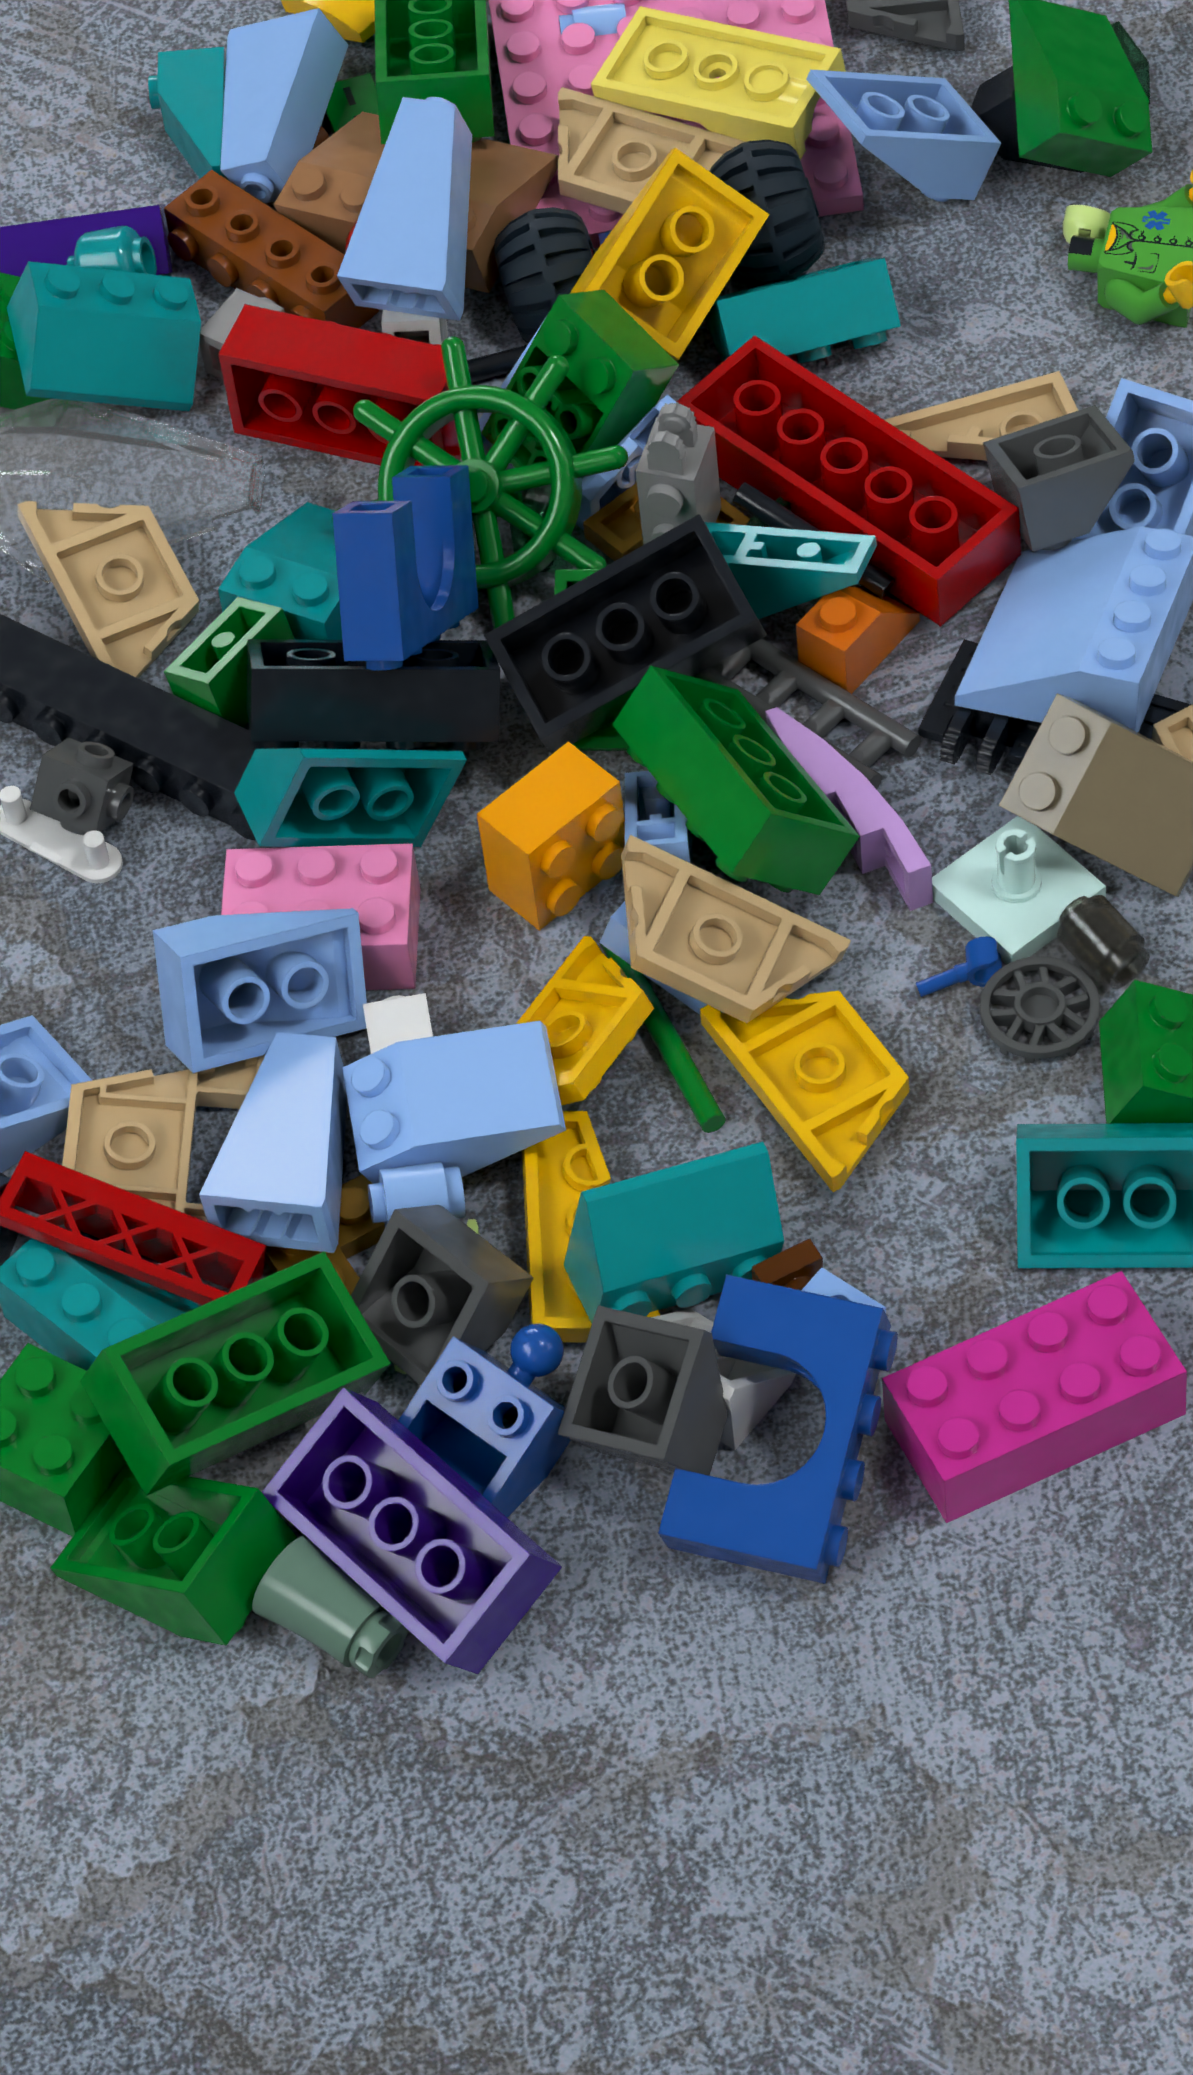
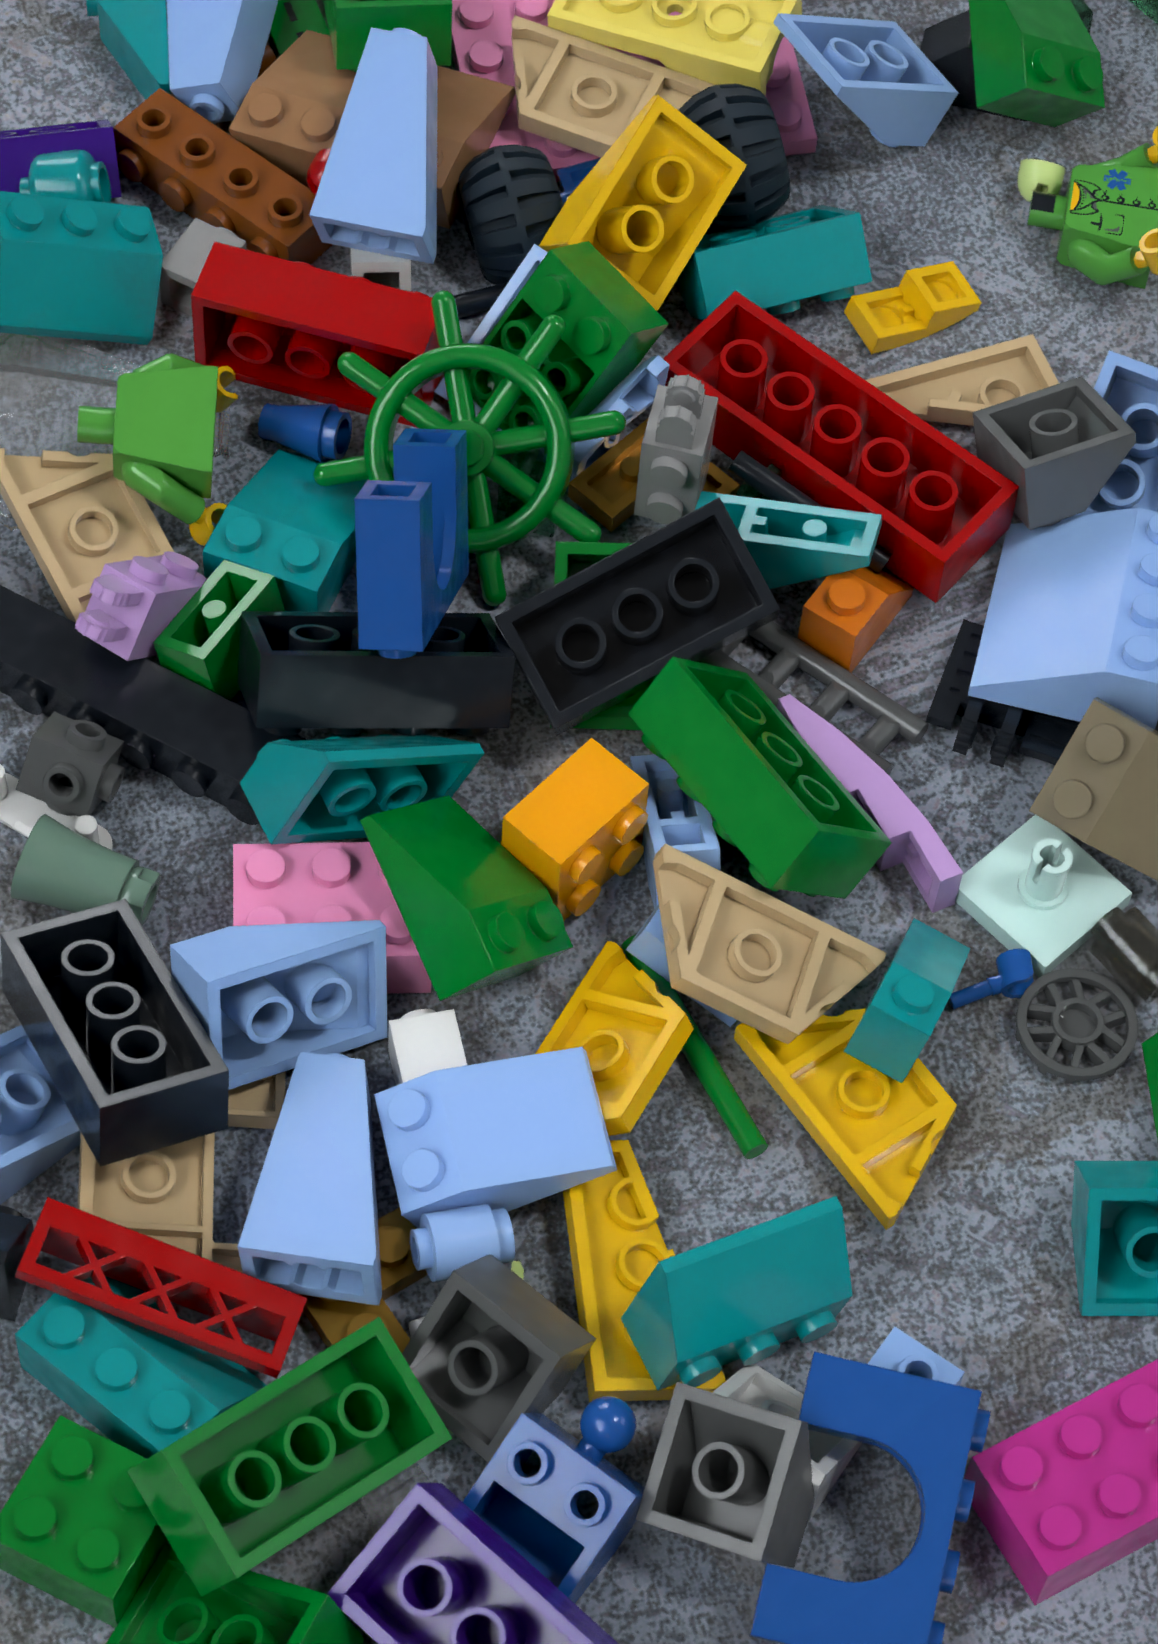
camera: 15 degrees left, 5 degrees up
(87, 885) = (79, 874): none -> sand green plant
(101, 1013) = (114, 1032): none -> black brick
(148, 634) = (137, 602): none -> lavender hinge
(190, 482) = (166, 435): none -> bright green torso
(333, 480) = (309, 429): none -> blue cone
(440, 893) = (463, 897): none -> green slope
(791, 1267) = (856, 1332): reddish brown plate -> none
(865, 980) = (908, 1001): none -> teal slope
(955, 349) = (920, 306): none -> yellow slope

